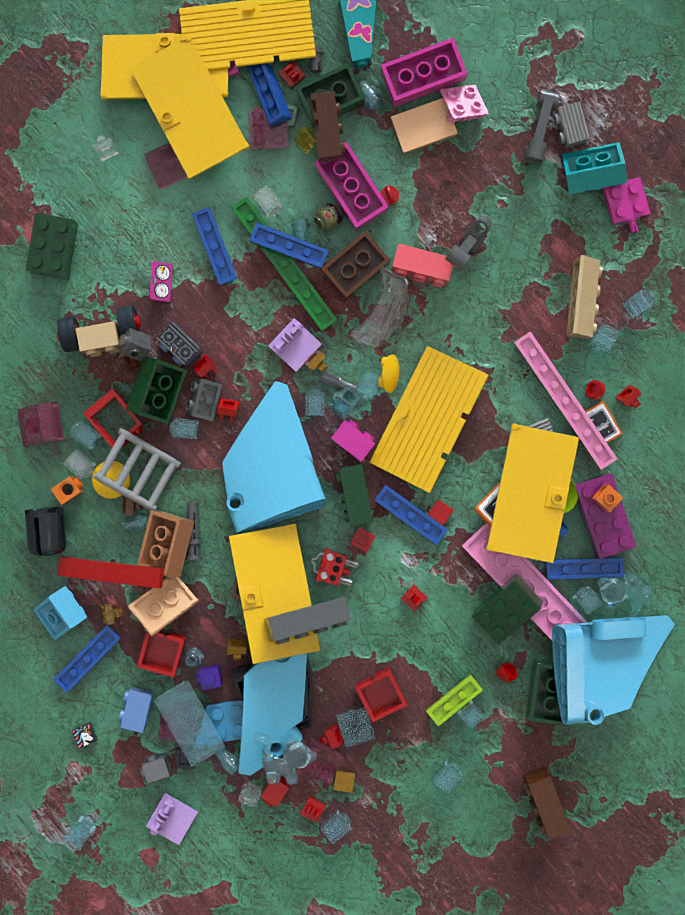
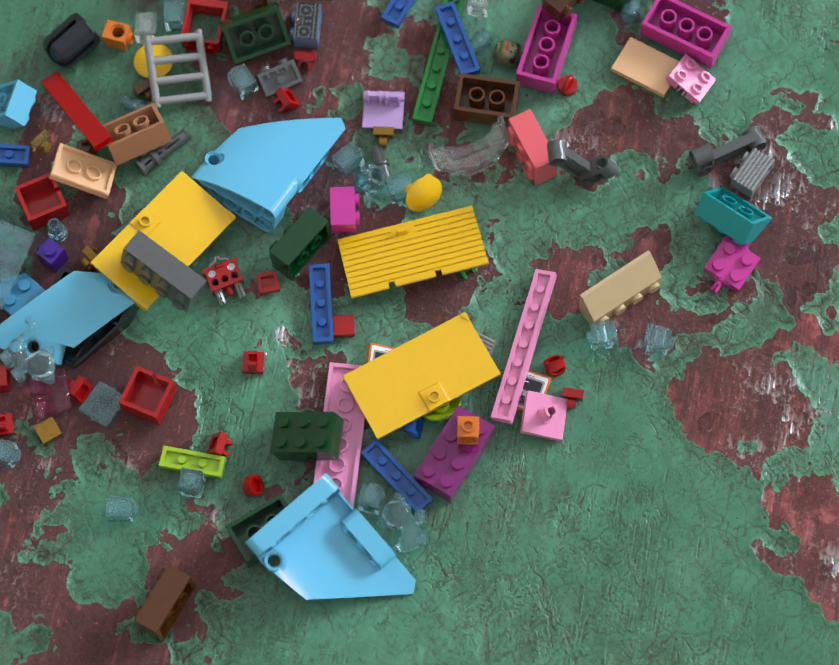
camera: 60 degrees right, 20 degrees down
(457, 673) = (218, 443): none -> red tile
(627, 430) = (543, 415): none -> bright pink tile

